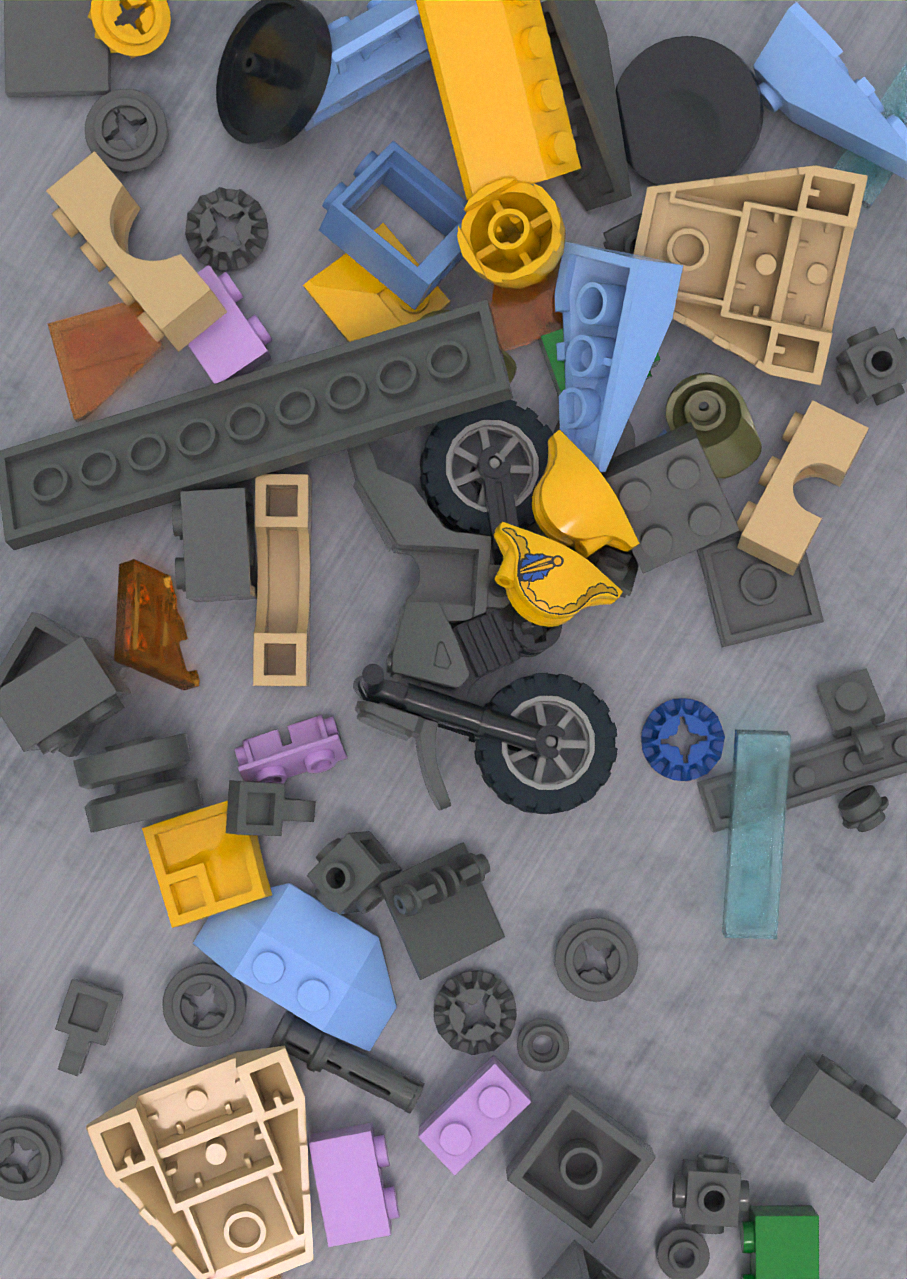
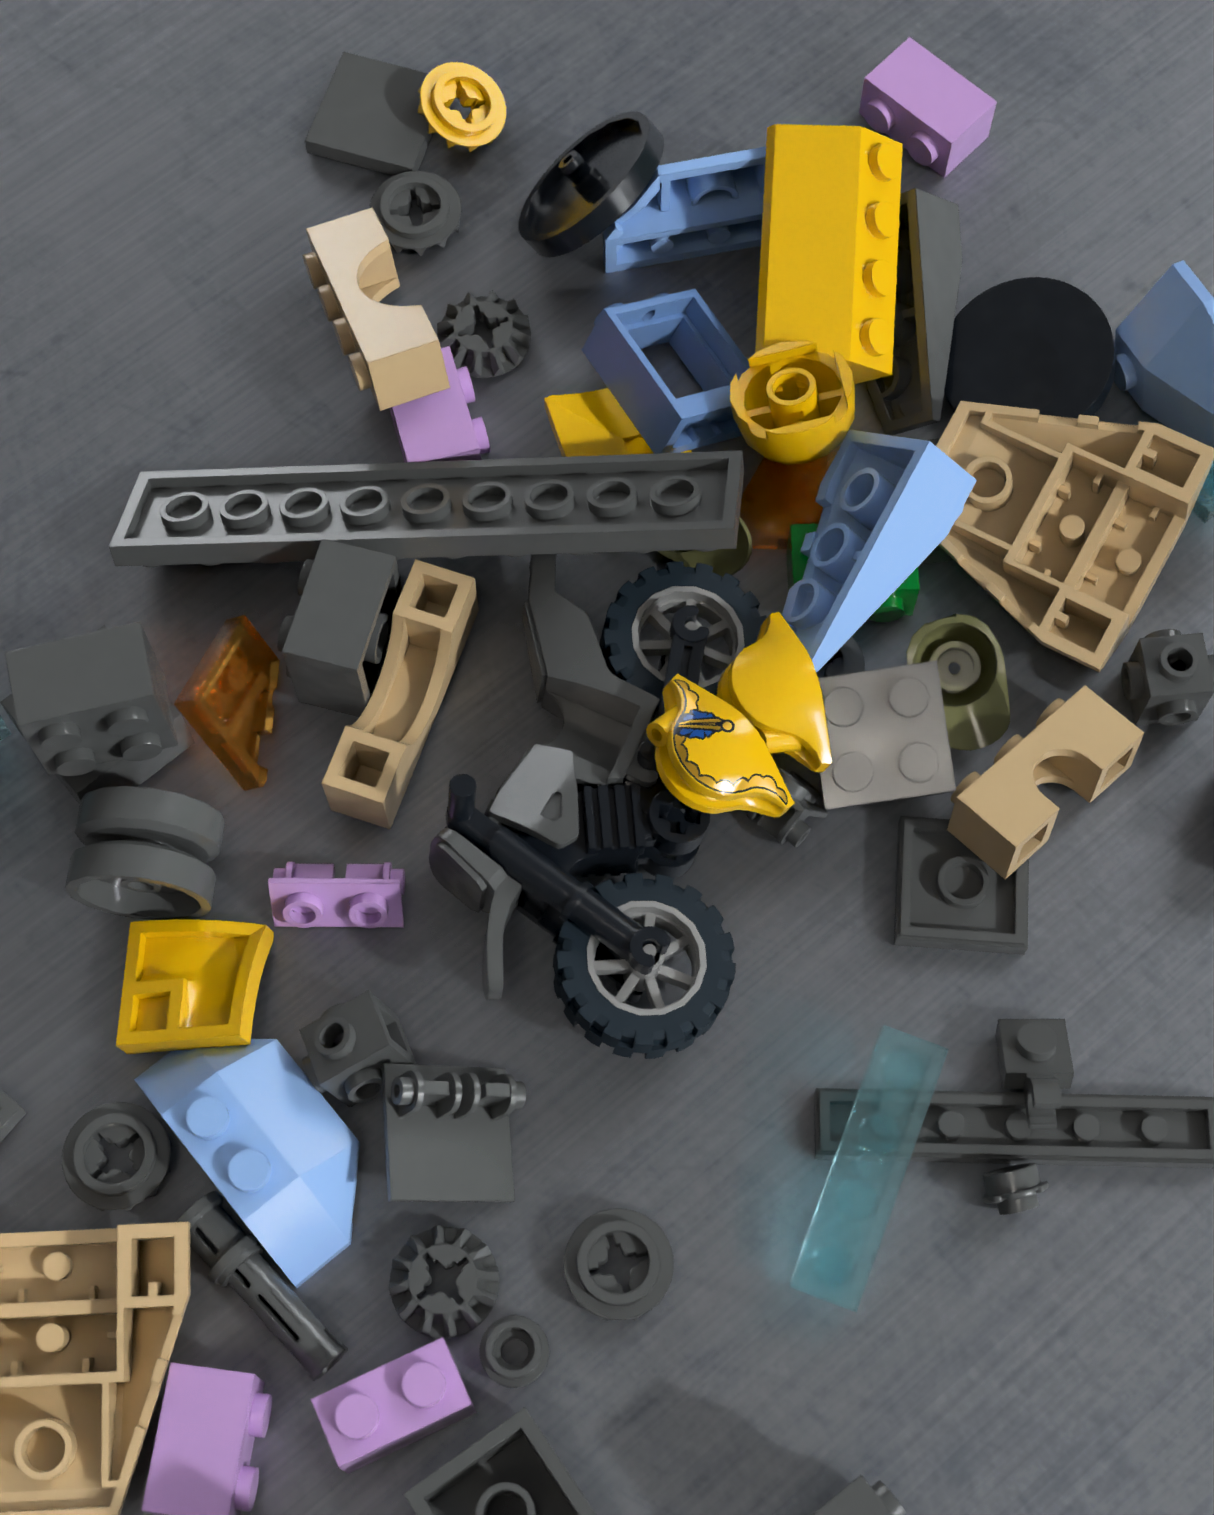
camera: 20 degrees right, 20 degrees down
(100, 353) = (300, 410): clear orange wing -> none
(261, 808) = (277, 936): dark grey plate -> none
(664, 723) = (786, 1047): blue gear -> none

